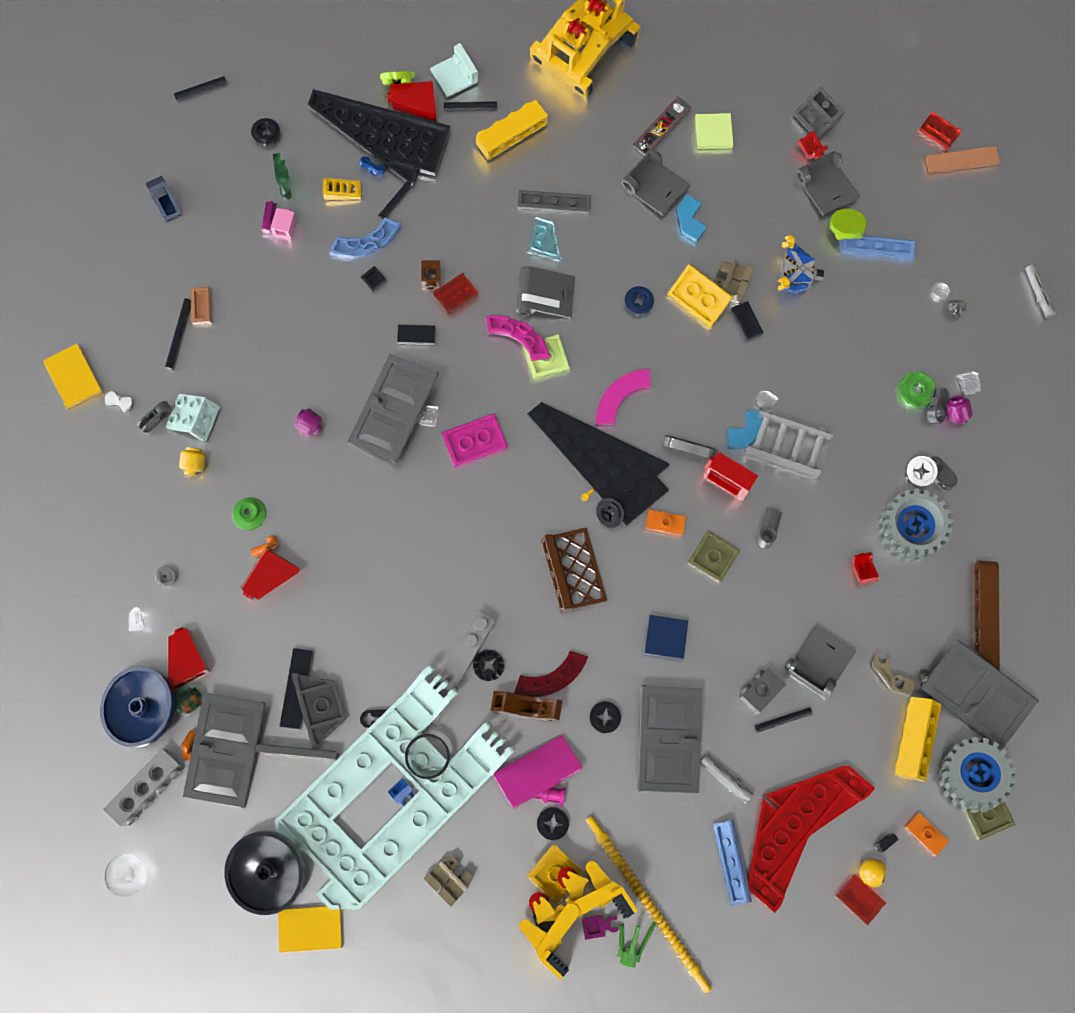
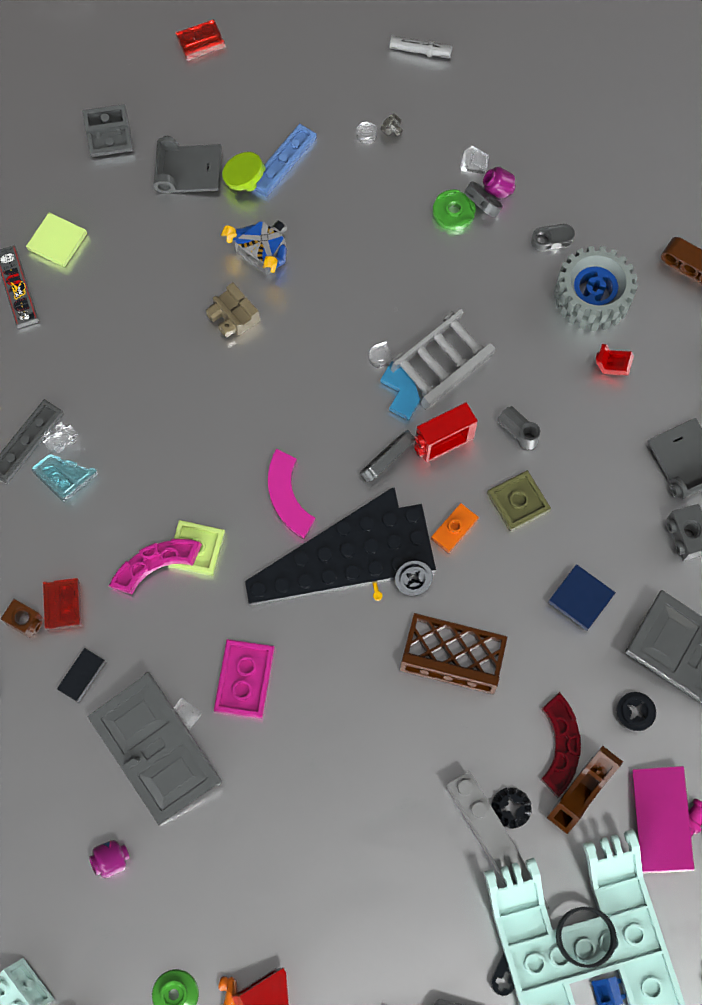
camera: 55 degrees left, 5 degrees down
(543, 292) = (122, 508): dark grey door -> none
(573, 224) = (60, 439): none -> clear piece
(641, 293) = (187, 409): dark blue gear -> none
(654, 182) = (74, 328): dark grey door -> none
(688, 225) = (143, 321): dark azure tile -> none
(700, 295) = (228, 352): yellow tile -> none
(747, 321) = (283, 324): black tile -> none
(812, 146) = (138, 158): red bracket -> none
(915, 476) = (543, 261): white gear -> none
(962, 160) = (243, 37): nougat tile -> none

